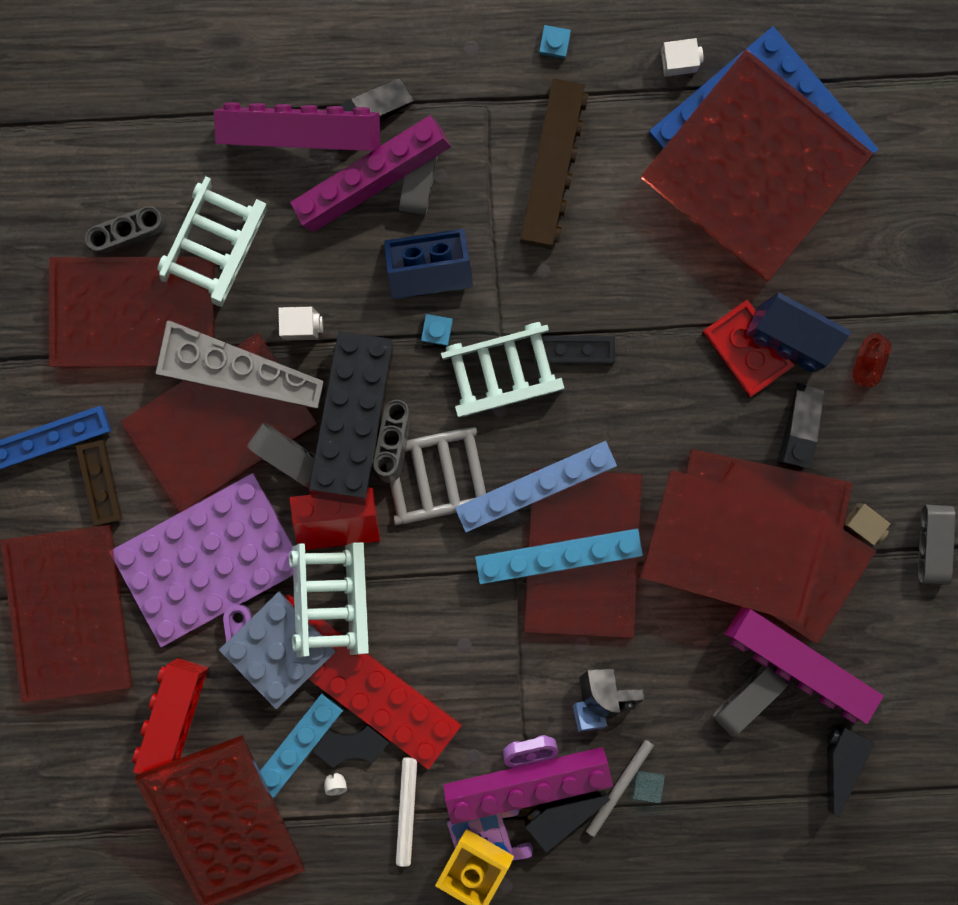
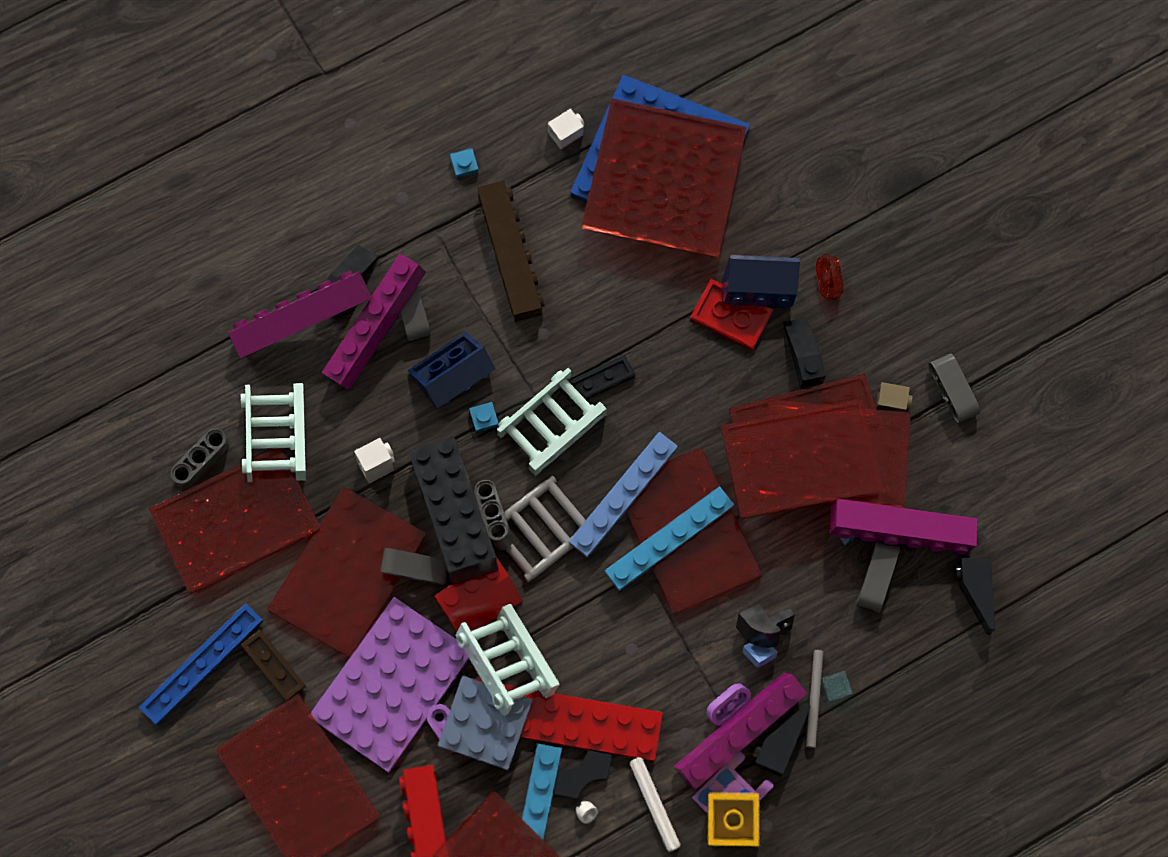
camera: 30 degrees left, 15 degrees down
(211, 362) = (322, 523): light grey wing -> none

